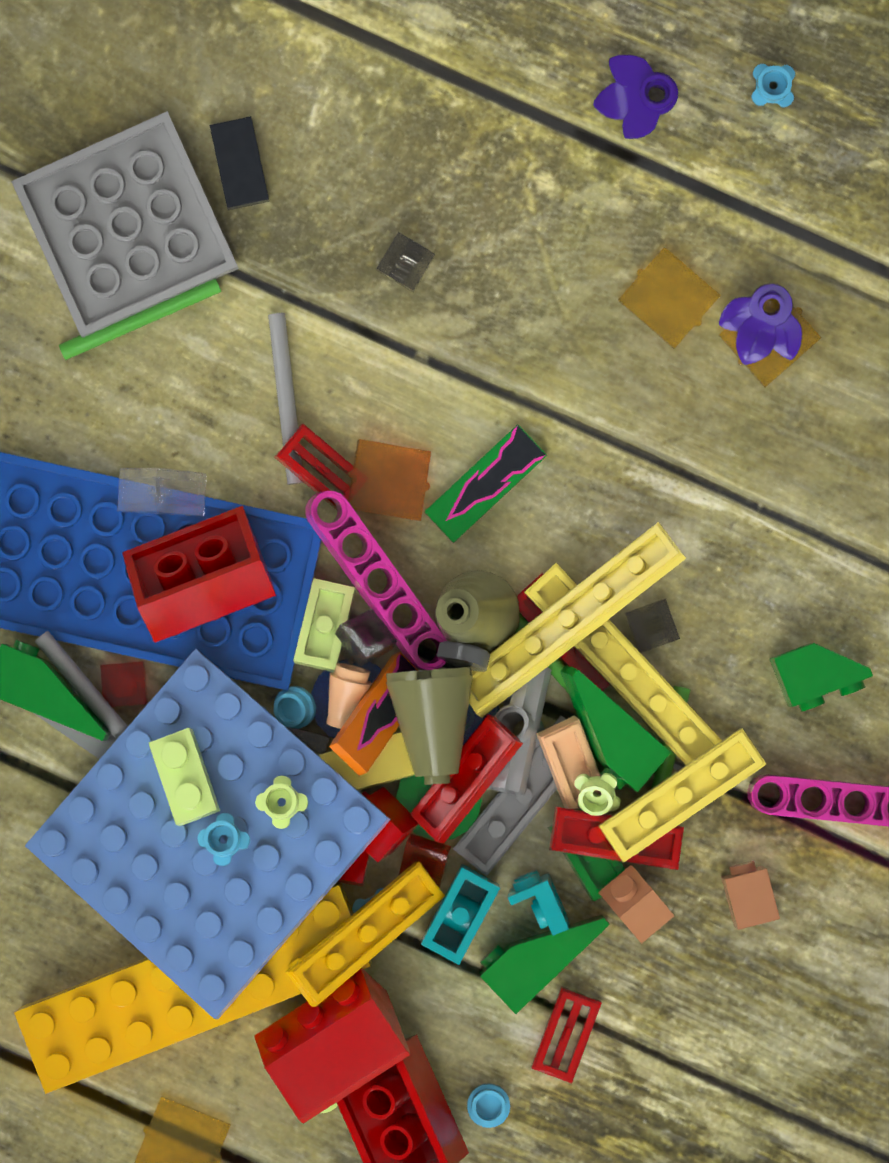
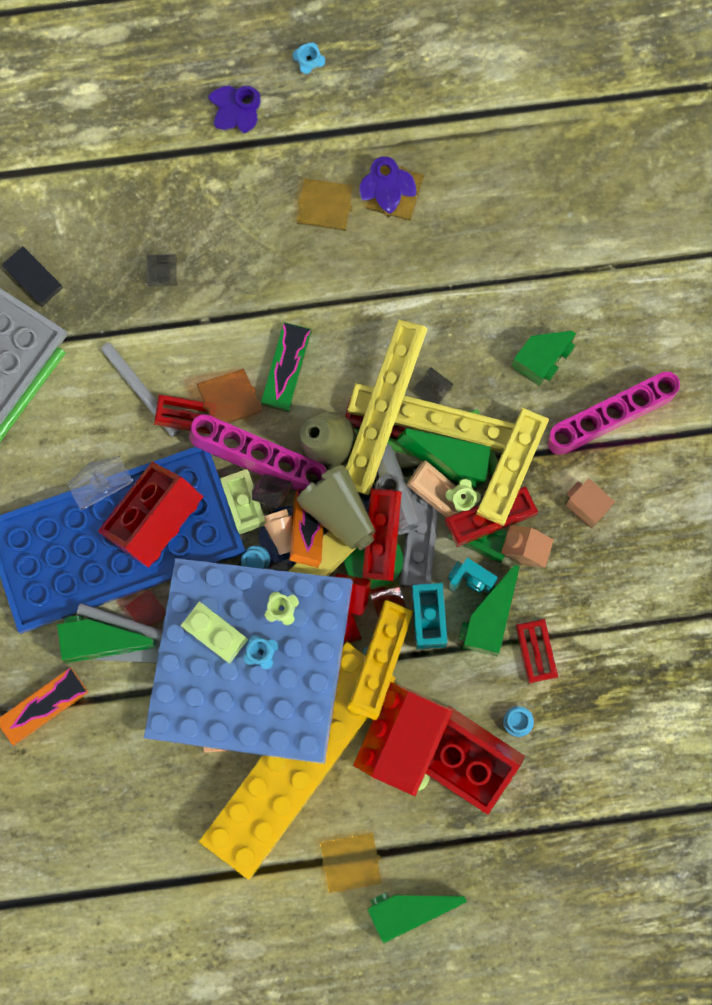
camera: 35 degrees left, 10 degrees down
(464, 655) = (339, 458): dark grey tile -> none

